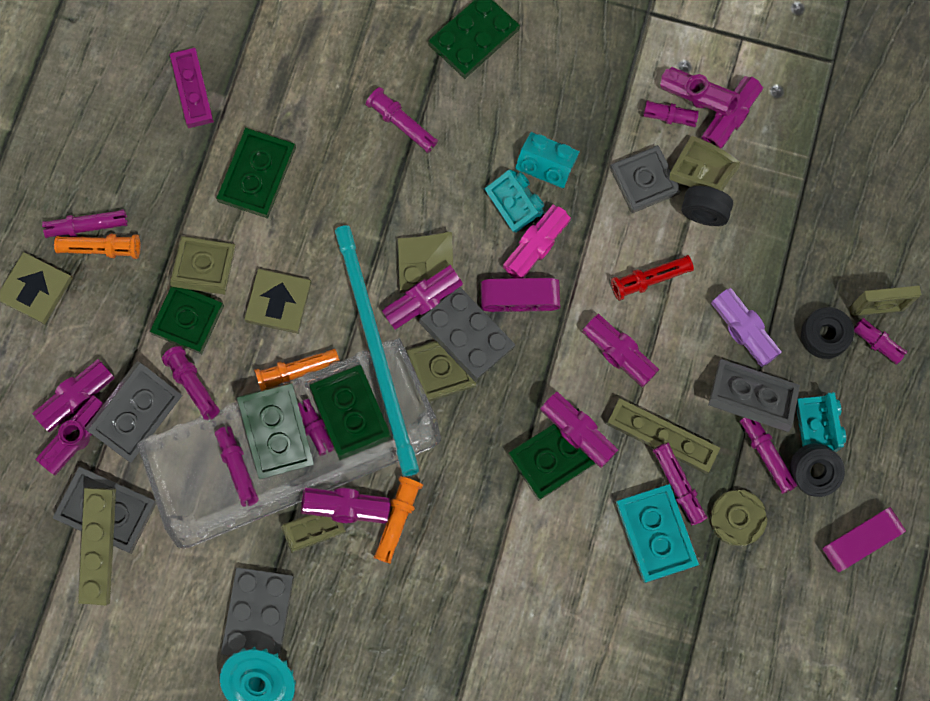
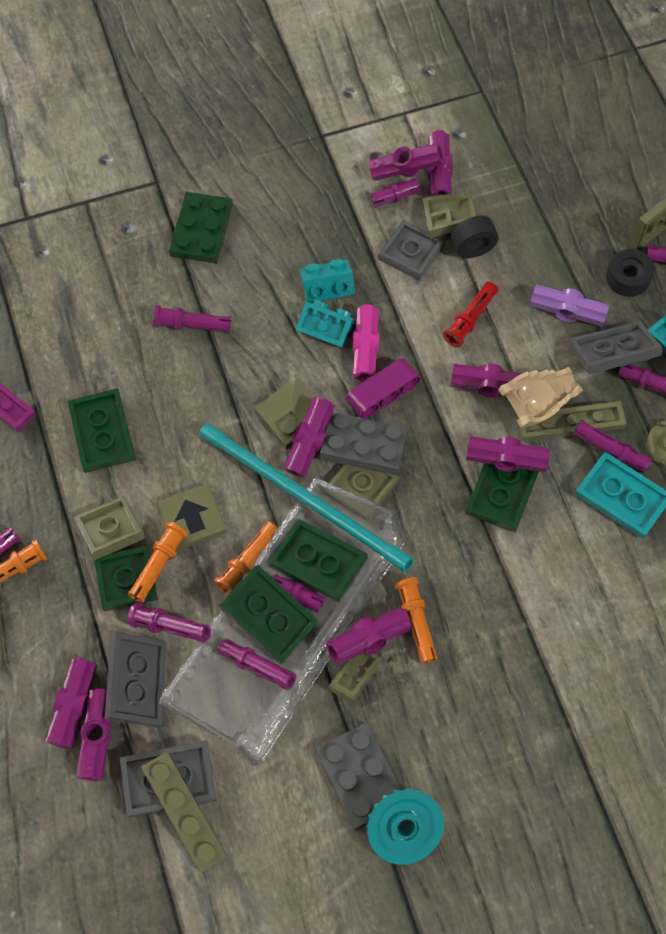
camera: 30 degrees left, 10 degrees down
(230, 317) = (163, 551): none -> orange pin
(646, 395) = (540, 394): none -> tan animal

